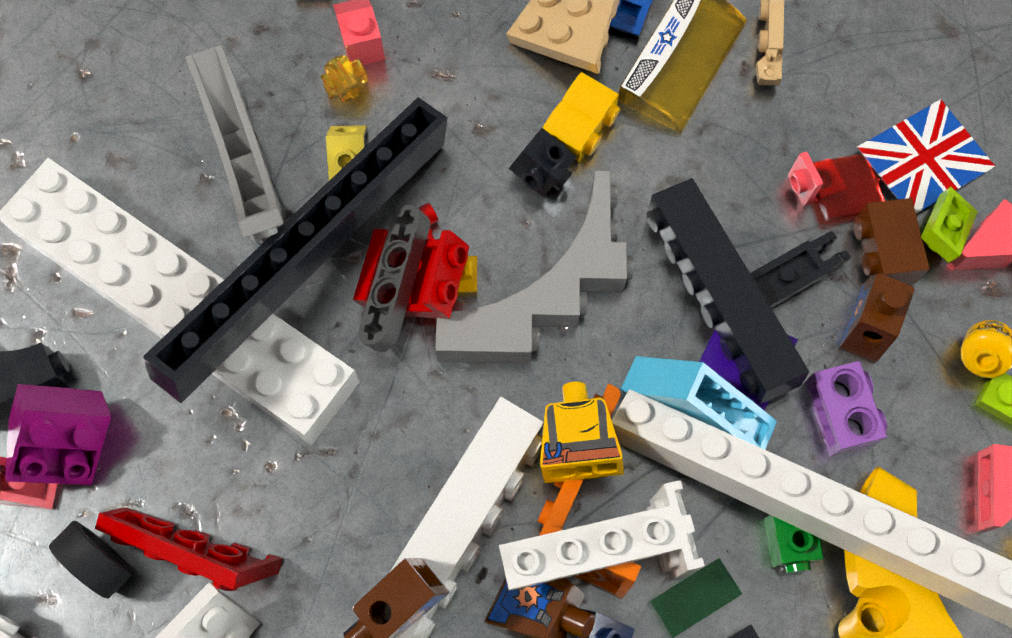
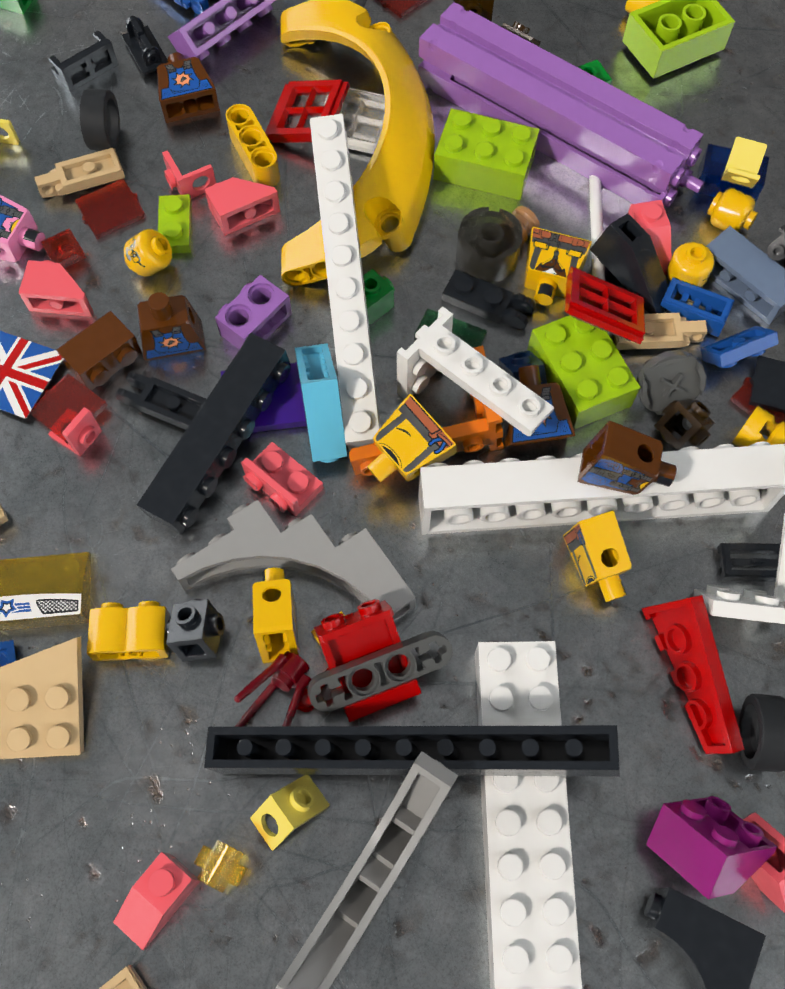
camera: 125 degrees left, 5 degrees down
(351, 546) = (600, 553): none -> yellow torso
(453, 210) = (287, 672): none -> dark red plant
(508, 229) = (274, 615): none -> yellow torso
(641, 323) = (282, 478): none -> coral bracket
(949, 225) = (61, 320): lime plate -> none

